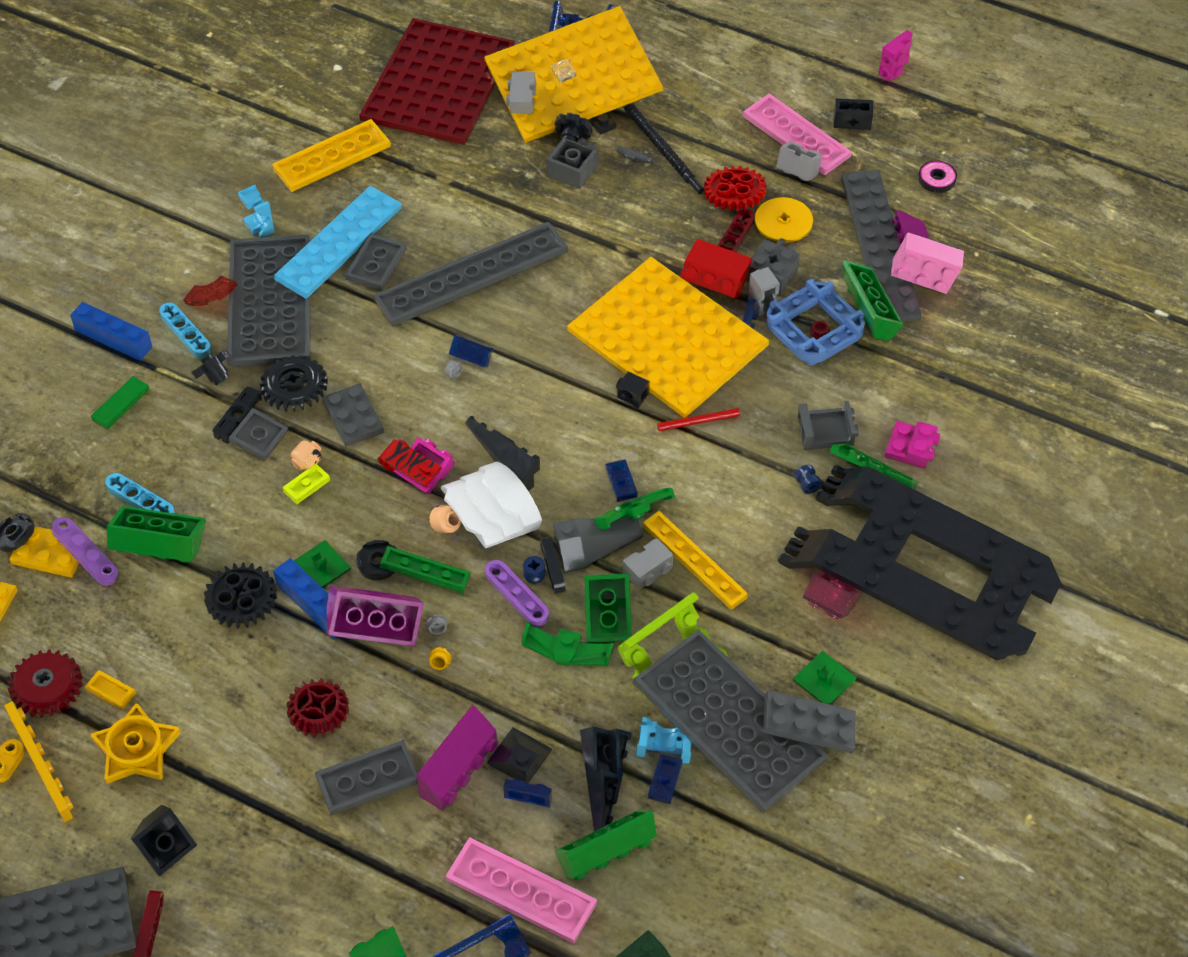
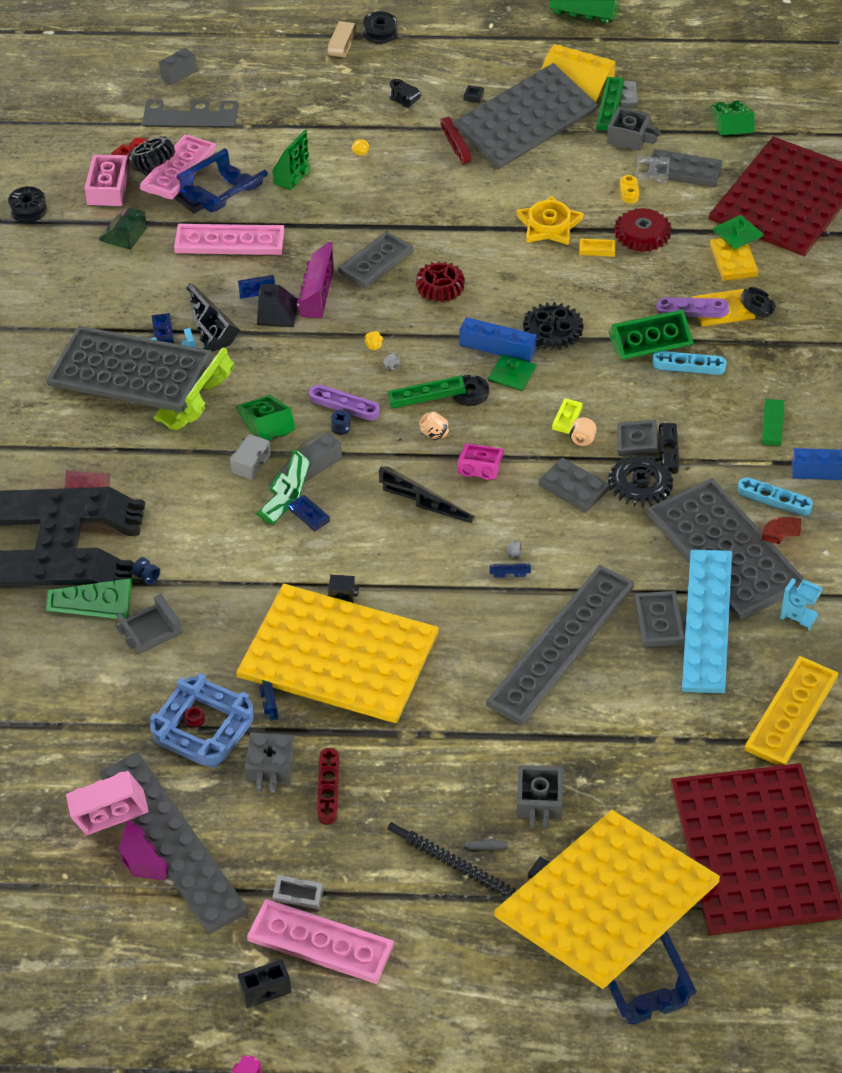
camera: 155 degrees right, 5 degrees down
(43, 767) = (603, 189): yellow plate -> none
(162, 839) = (487, 182): black slope -> none
(213, 367) = (719, 463): black plant -> none
(373, 615) = (439, 333): magenta slope -> none
(409, 462) = (509, 453): red door -> none
(493, 504) = (408, 445): white slope -> none
(521, 88) = (642, 833): light grey brick -> none
(552, 565) = (324, 425): black beam -> none
(564, 70) = (612, 873): clear plate -> none
(566, 647) = (282, 384): green plate -> none
(573, 127) = (563, 827): black plant -> none
(607, 843) = (182, 269): green slope -> none
(695, 560) = (214, 475): yellow plate -> none
(698, 419) = (269, 593): red piece -> none
(716, 268) = (322, 719): red slope -> none
(735, 188) = (358, 854): red gear -> none
(763, 289) = (264, 715): light grey brick -> none
(770, 219) = (277, 841): yellow piece -> none
(809, 721) = (68, 391): dark grey plate -> none
(824, 678) = (71, 437): green piece -> none
(872, 300) = (153, 746): green slope -> none
(913, 443) = (63, 641): dark pink plate -> none
(941, 169) = (135, 942): tile -> none

